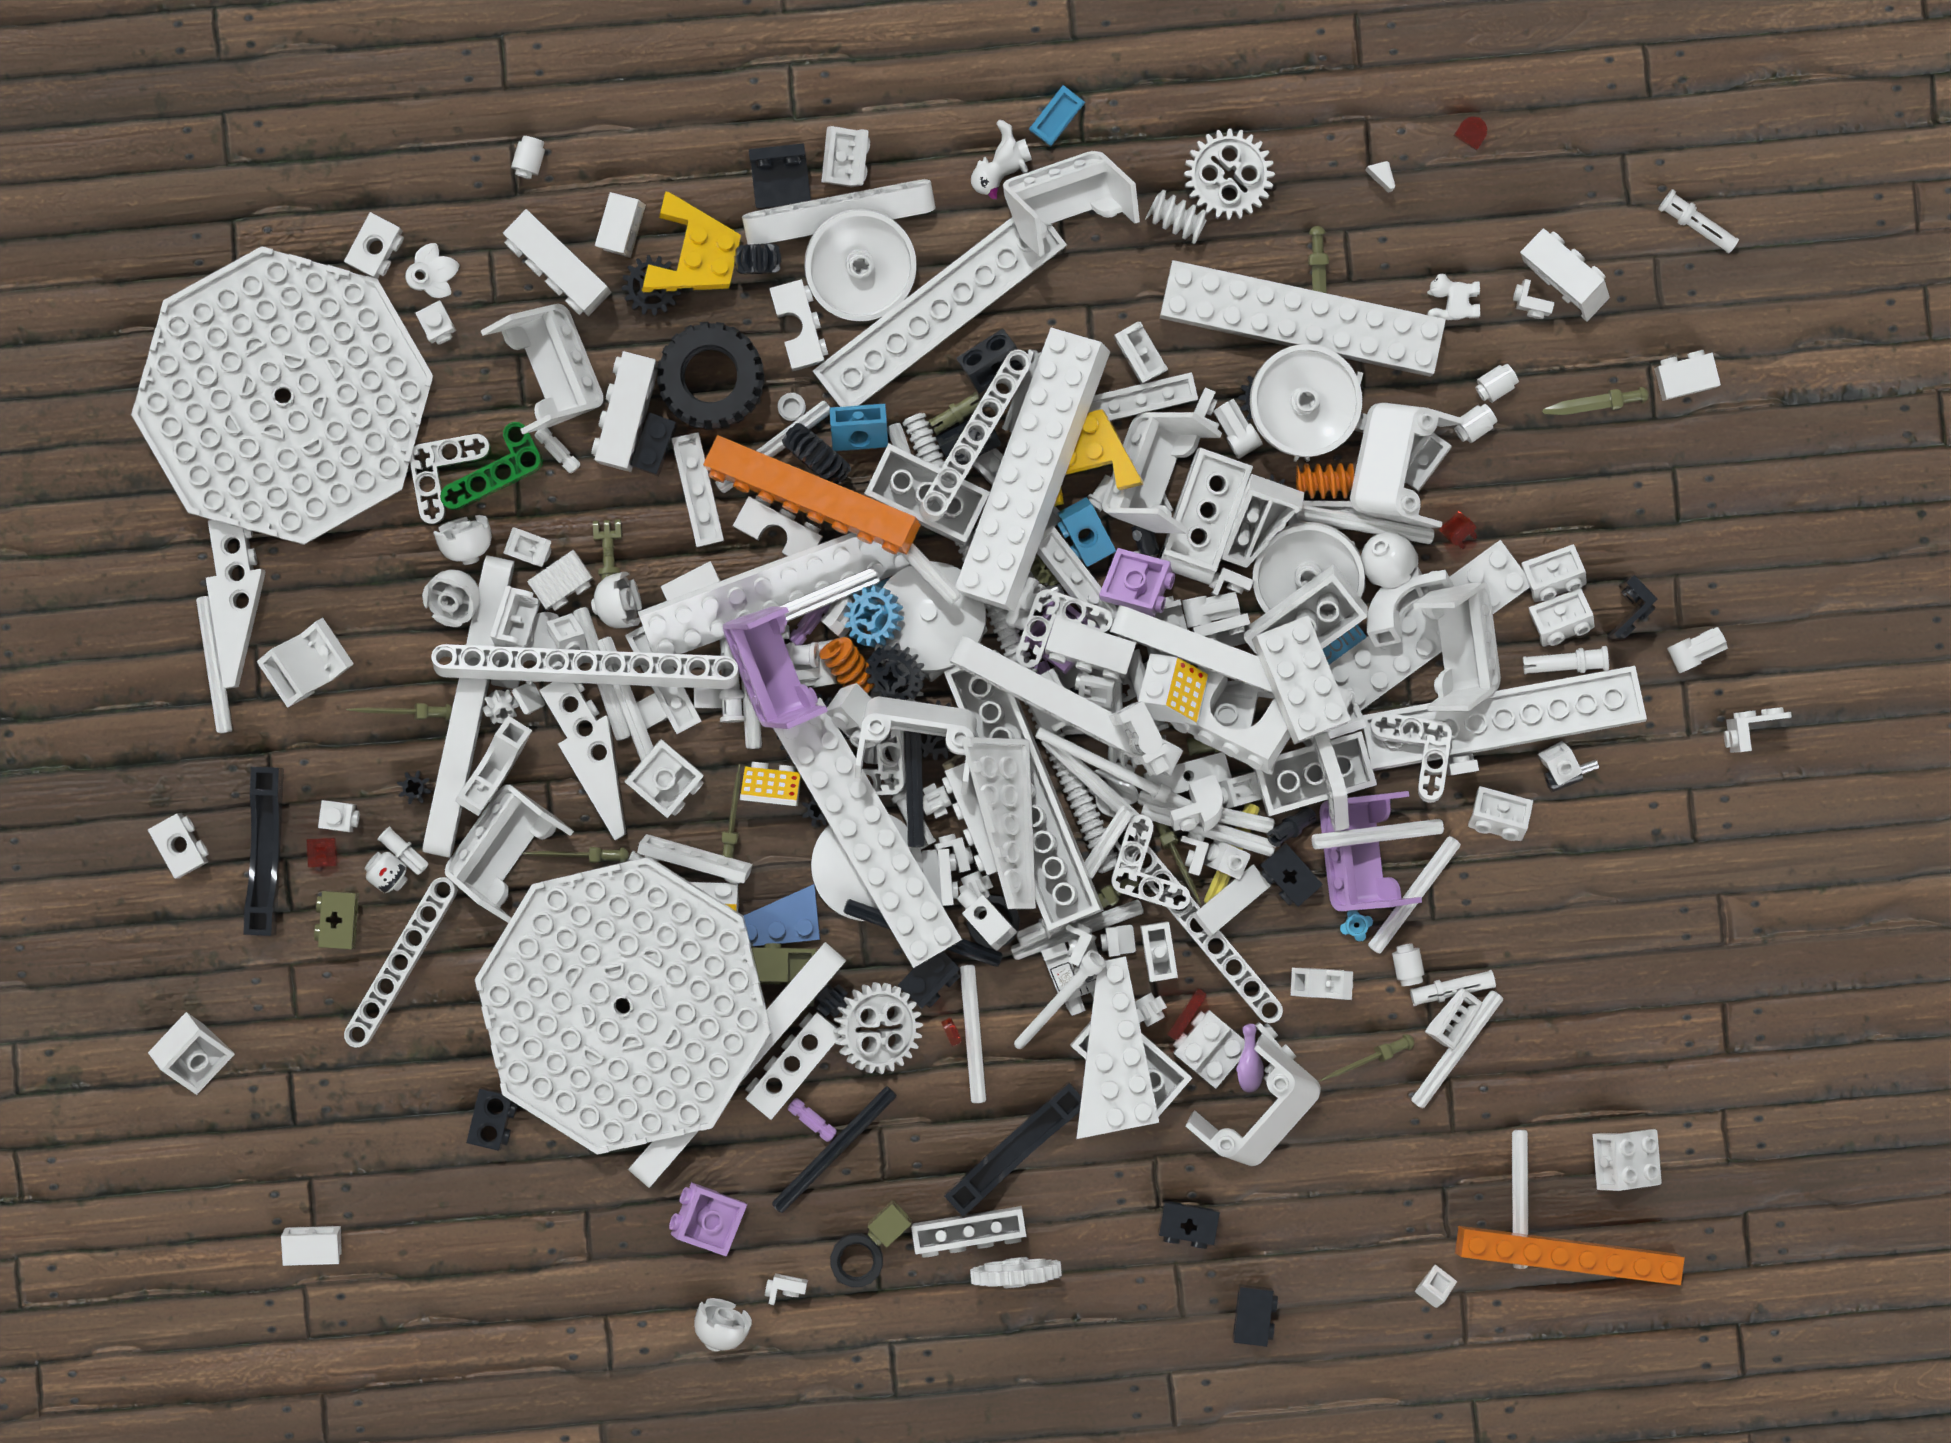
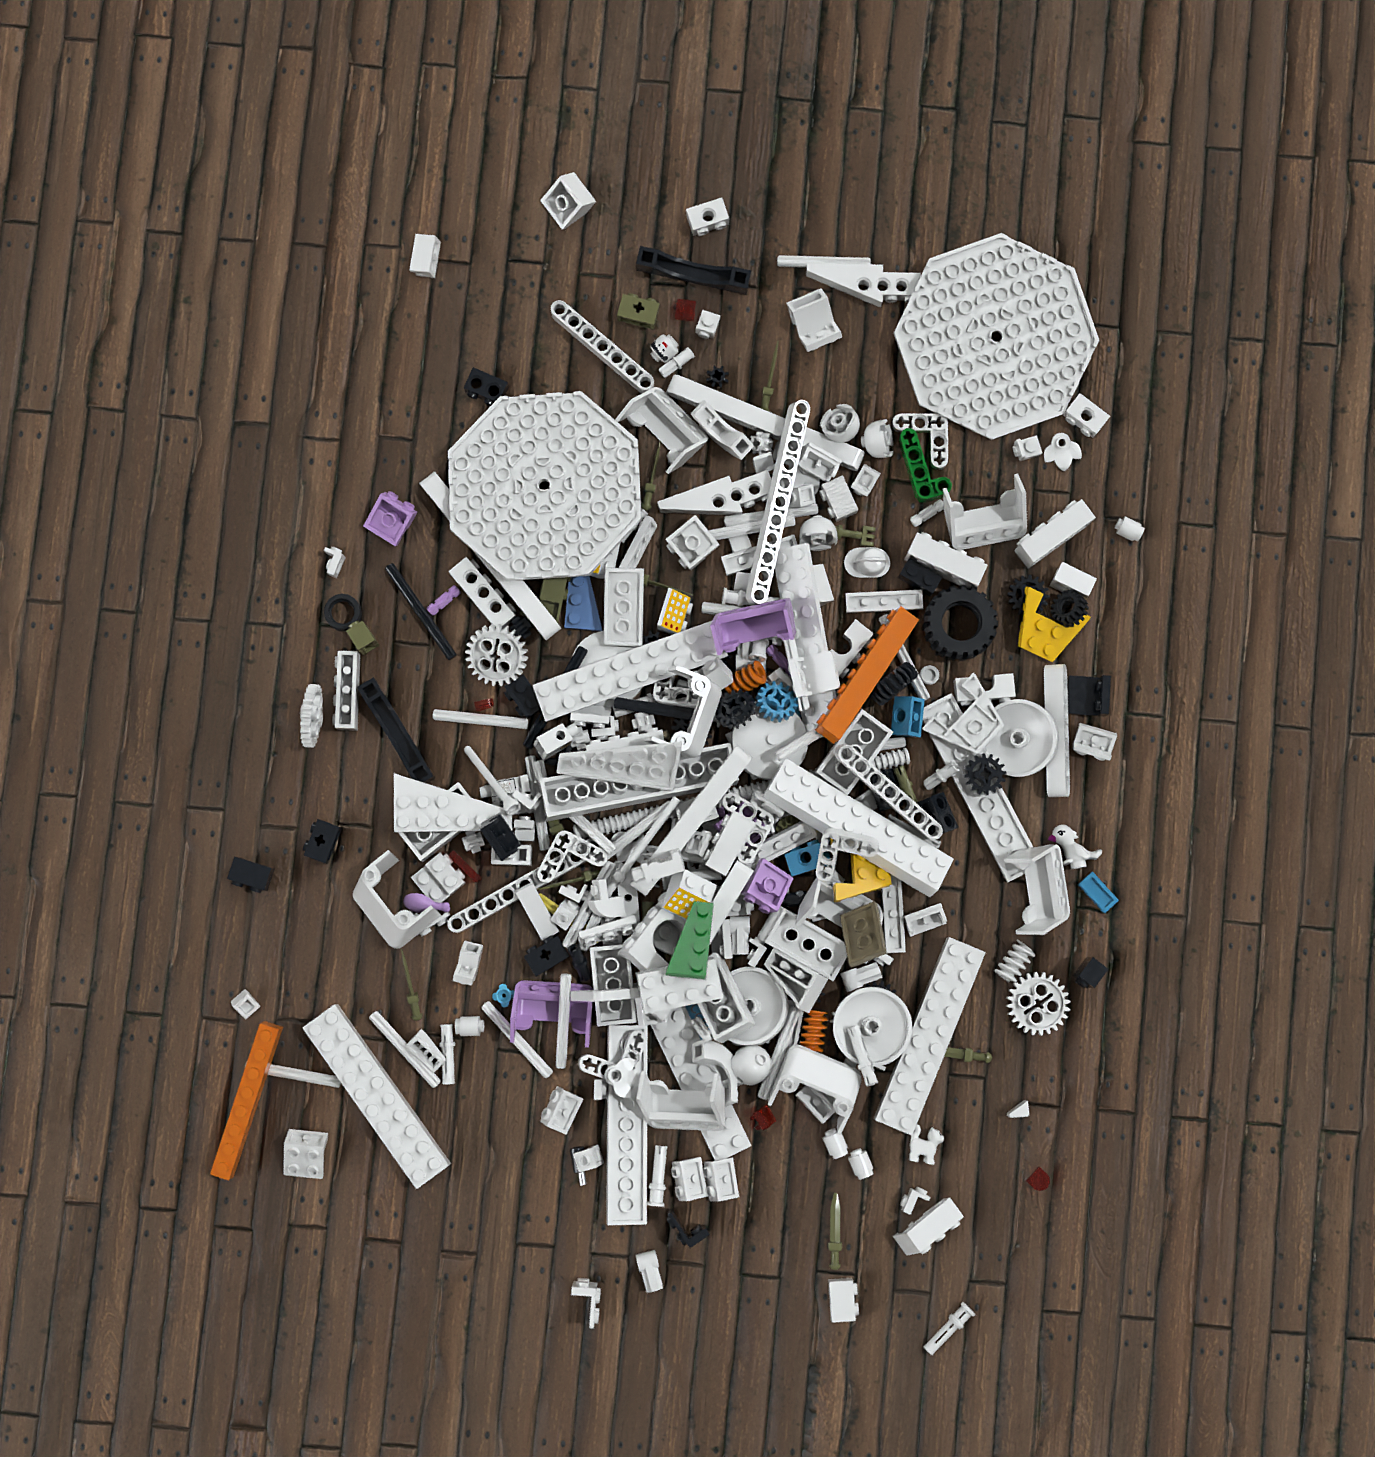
camera: 100 degrees right, 5 degrees down
(645, 524) = (867, 562): none -> white piece
(654, 234) = (1075, 614): none -> black tyre
(720, 1325) = (317, 514): white cylinder -> none
(757, 259) = (1034, 669): black gear -> none
(776, 859) = (623, 606): none -> white tile
(826, 570) = (814, 674): none -> white bracket
(855, 329) = (975, 725): none -> white wing
(933, 365) = (941, 775): none -> white axle
(934, 299) = (985, 783): none -> black gear
(1062, 491) = (839, 843): none -> white beam
(1138, 970) = (500, 836): none -> black hinge
(1174, 109) = (1089, 973): none -> black brick
(1181, 436) = (863, 934): none -> dark tan tile
(1242, 795) = (607, 931): none -> white tile
(1244, 669) = (692, 948): none -> green wing
(1350, 406) = (861, 1052): none -> white pin
(1353, 637) = (702, 1029): none -> white axle
(1440, 731) = (625, 1077): none -> white plate
(1529, 1075) = (376, 1095): none -> white brick

